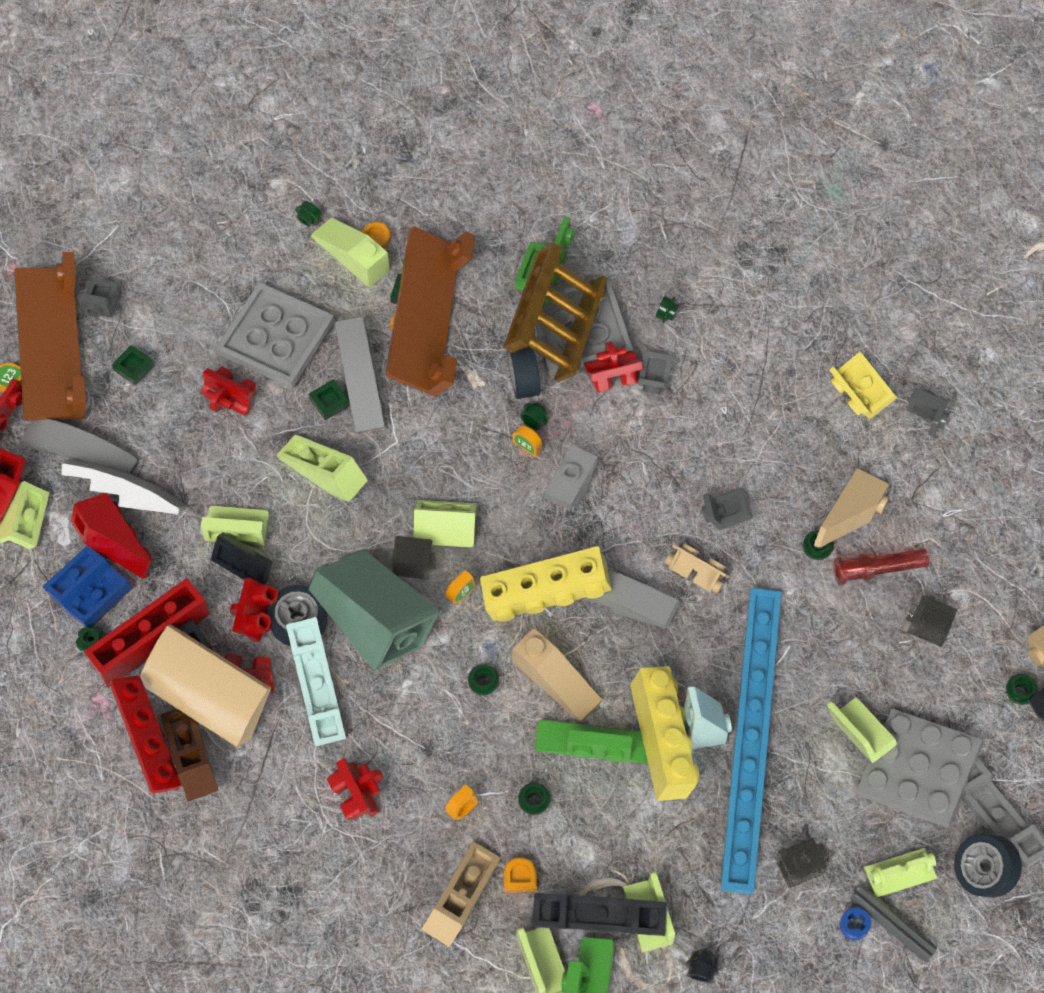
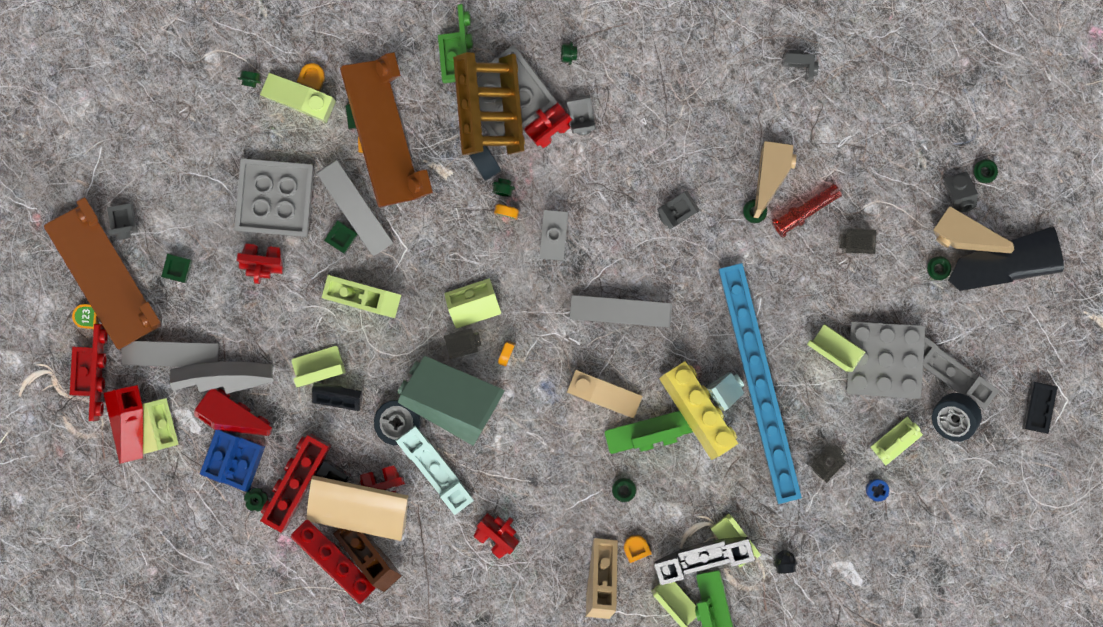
camera: 20 degrees left, 25 degrees up
(251, 611) = (364, 434): red hips -> none
(461, 803) = (576, 515): light orange tile -> none
(487, 672) = (544, 416): dark green plate -> none
(546, 584) = (570, 329): light yellow brick -> none
(708, 573) = (663, 261): tan hinge -> none
(864, 386) = (743, 63): light yellow bracket -> none
(894, 923) = (903, 479): dark grey axle -> none

